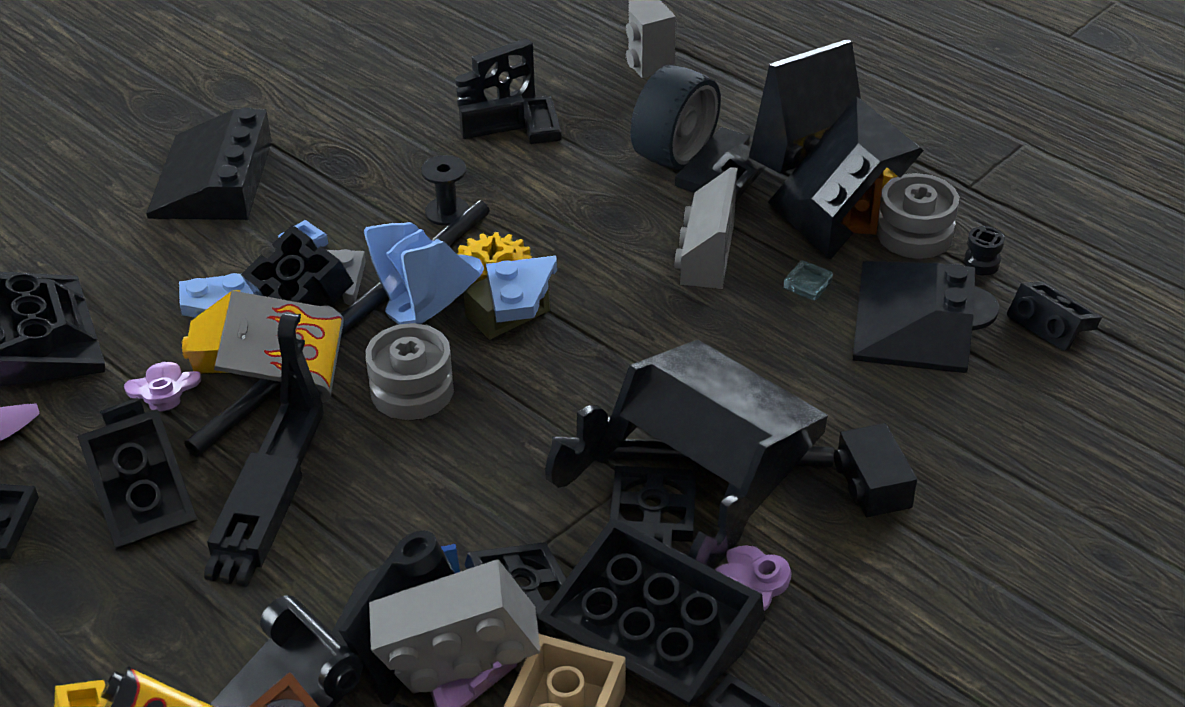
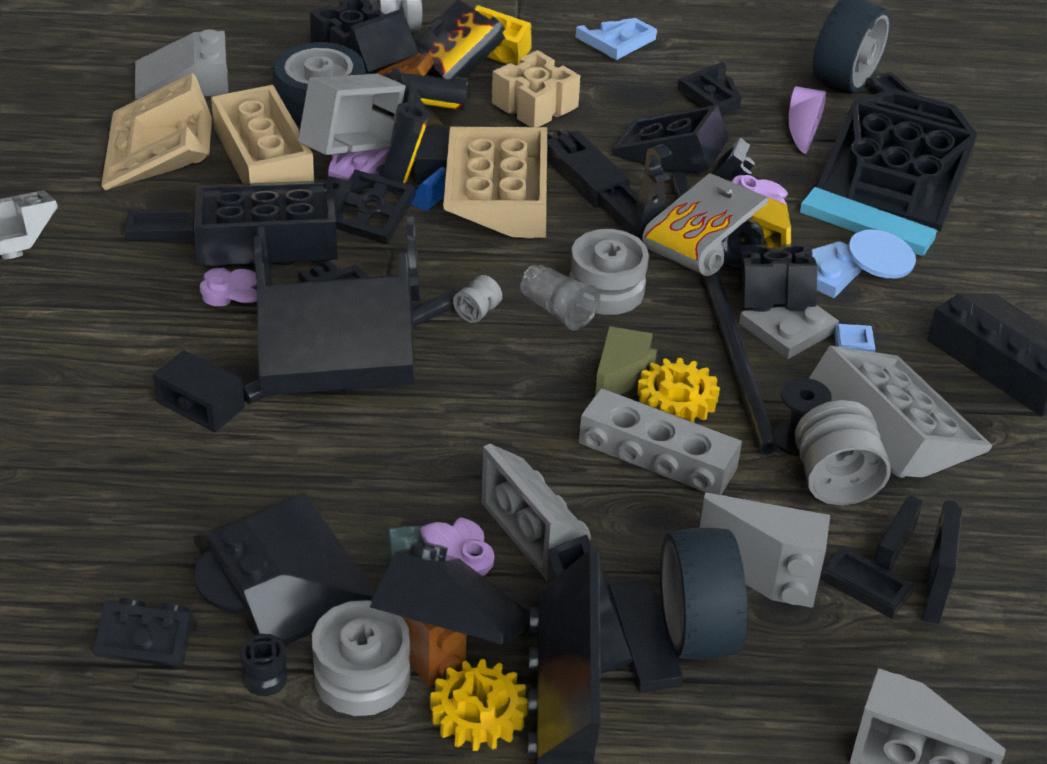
camera: 135 degrees right, 0 degrees up
(119, 317) = (860, 217): none -> medium azure tile
(169, 618) = (535, 89): none -> tan brick
(176, 268) = (881, 253): none -> light blue piece
(363, 508) = (499, 178): none -> tan slope
(369, 173) = (913, 420): none -> light grey slope
(418, 272) = (679, 332): light blue piece -> none
(471, 137) = (842, 452): none -> light grey wheel
(475, 377) = (561, 296): none -> clear plant
(519, 286) = (609, 347): light blue wing -> none
(553, 419) = (476, 299): none -> light grey wheel
(558, 233) = (660, 442): none -> light grey brick
(588, 129) = (777, 545): none -> light grey slope
(781, 251) = (463, 541): none -> lavender plate

